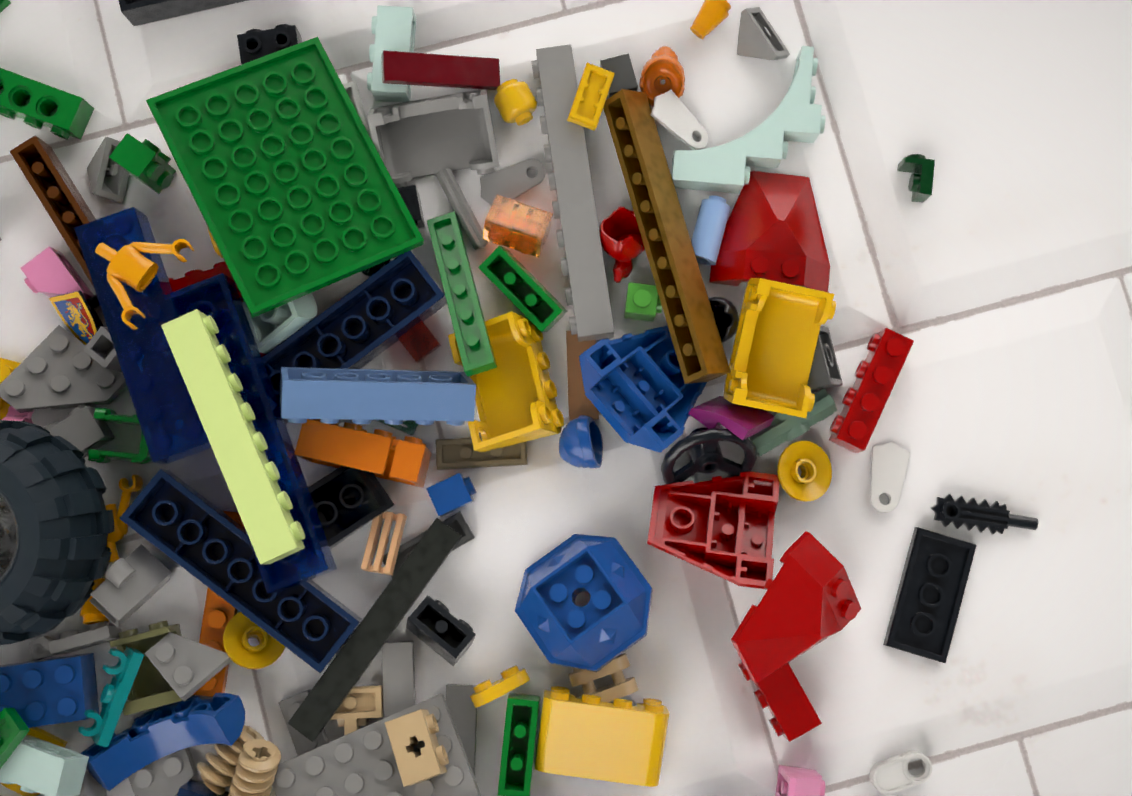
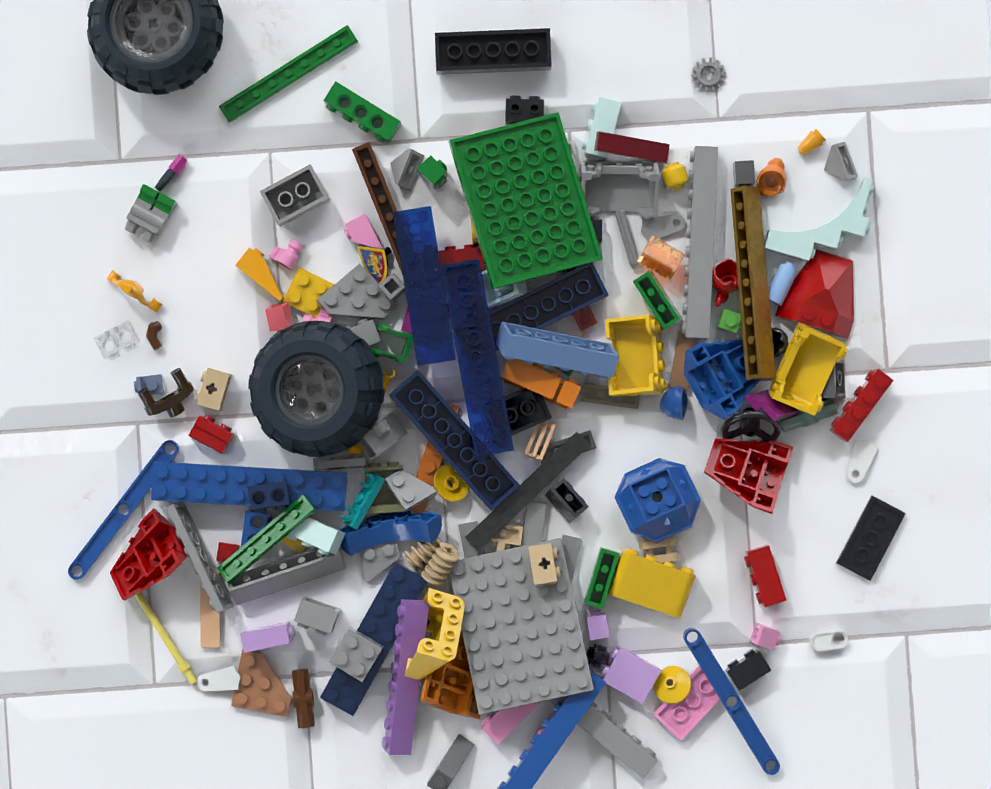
camera: 10 degrees right, 5 degrees up
(135, 269) = (429, 247): light orange piece -> none
(233, 437) = (472, 361): yellowish green brick -> none
(451, 494) = (588, 418): blue brick -> none
(461, 294) = (618, 295): green plate -> none
(487, 691) = (589, 542): yellow plate -> none
(590, 96) = (724, 185): yellow plate -> none
(679, 120) = (777, 208): white piece -> none
(799, 610) = (785, 530): red wedge -> none
(815, 471) = (816, 447): yellow dish -> none
(922, 175) = (922, 278): dark green bracket -> none
(970, 514) = (914, 496): black piece -> none

